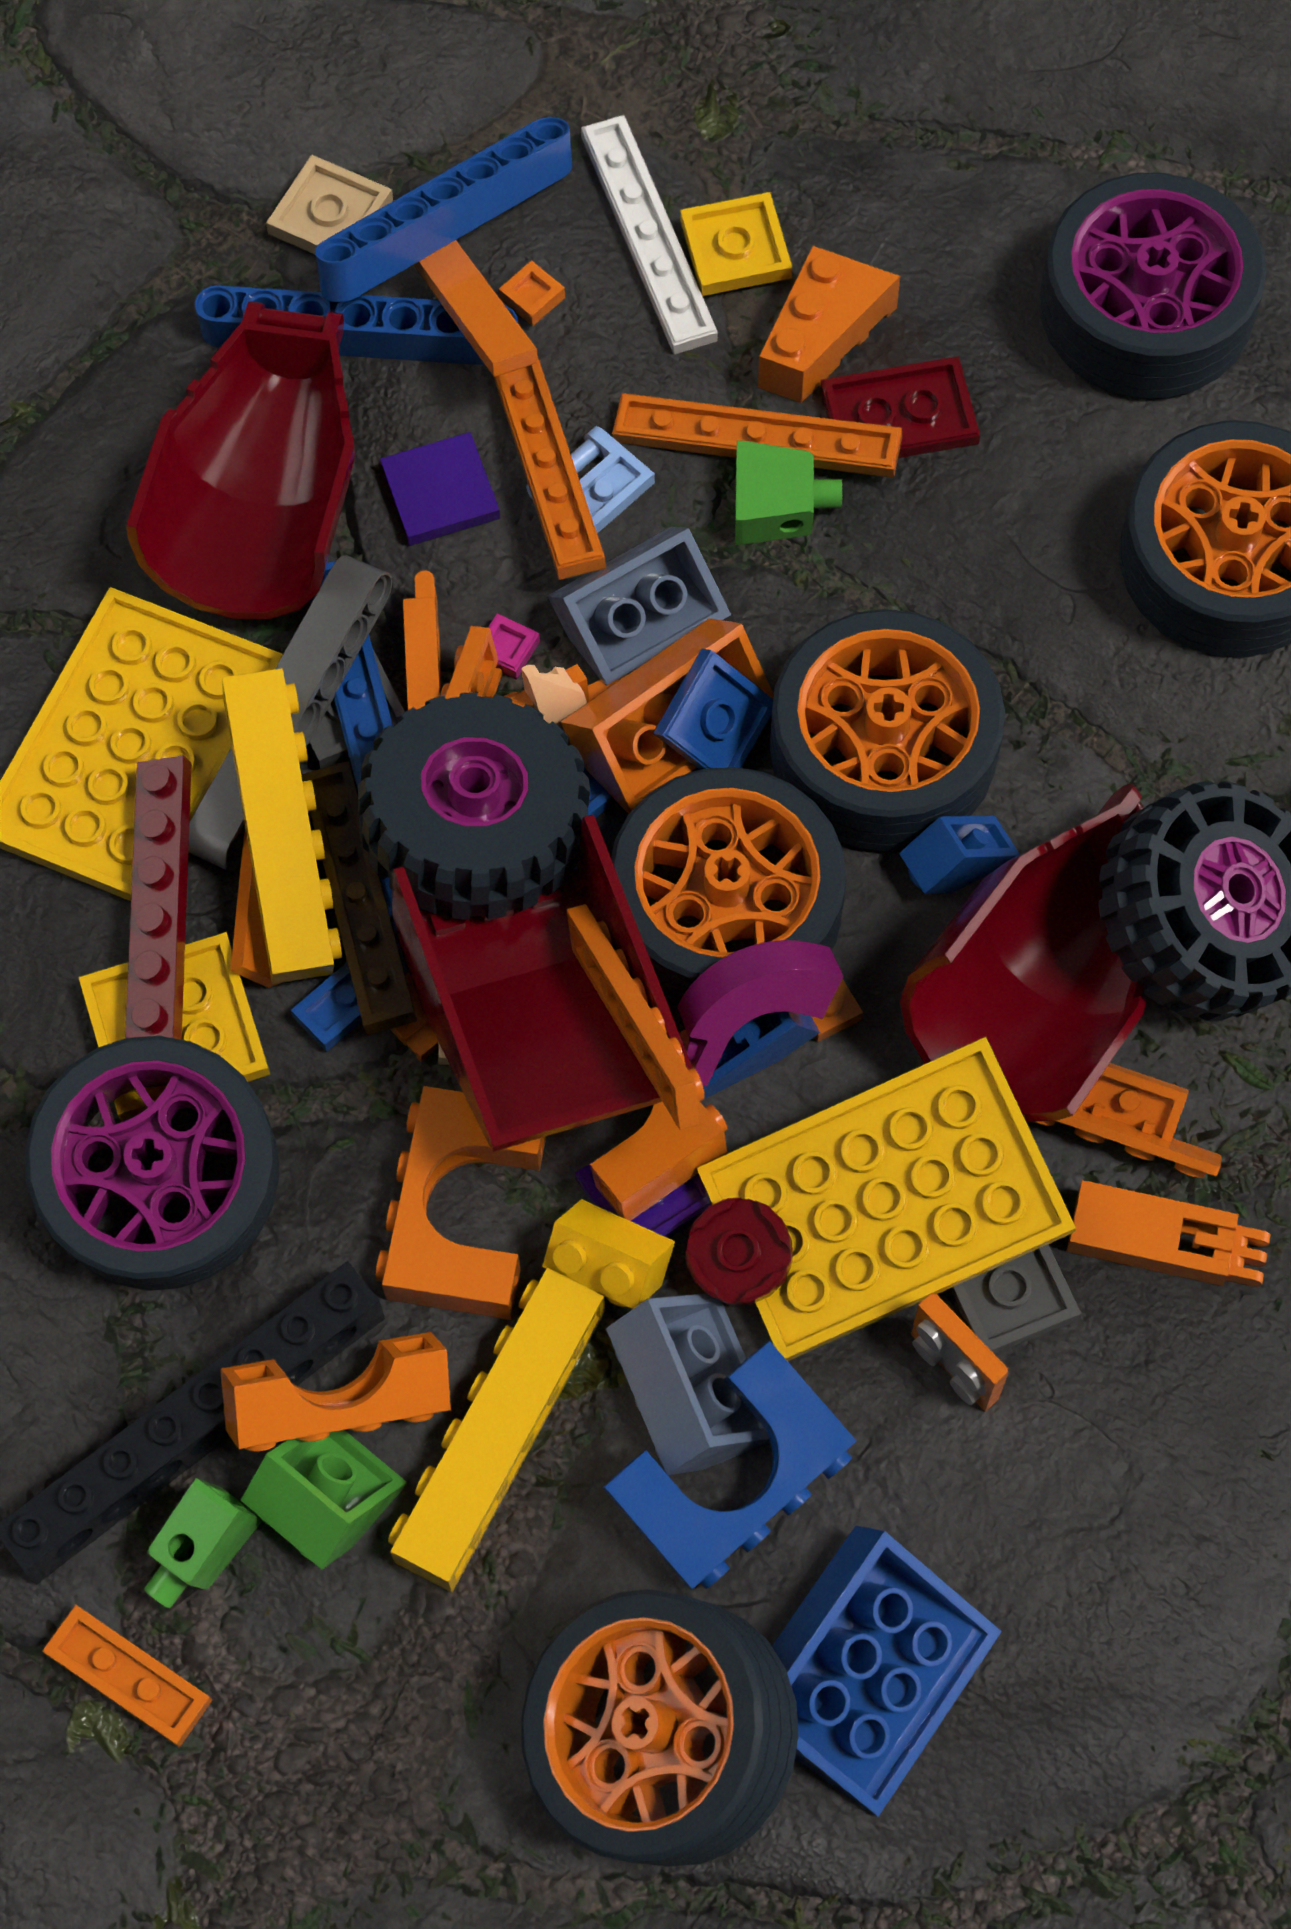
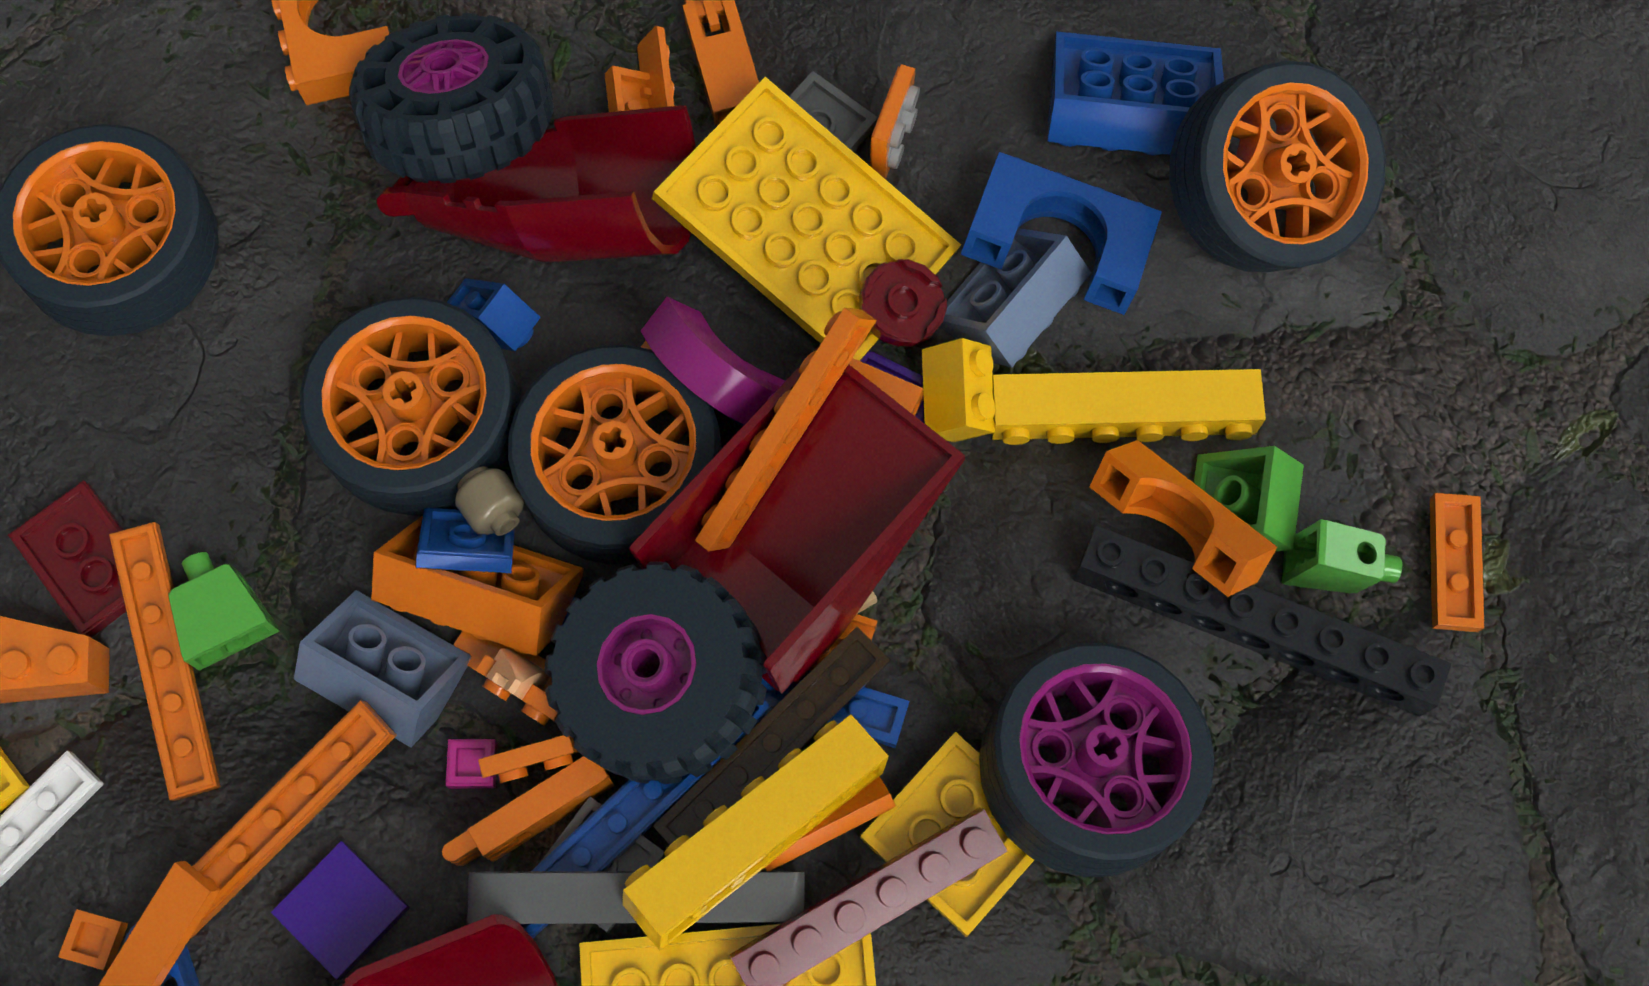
camera: 120 degrees left, 5 degrees up
(421, 1262) = (1039, 530): orange arch -> none
(612, 482) = (261, 755): light blue plate -> none
(740, 744) = (489, 501): none -> dark tan head

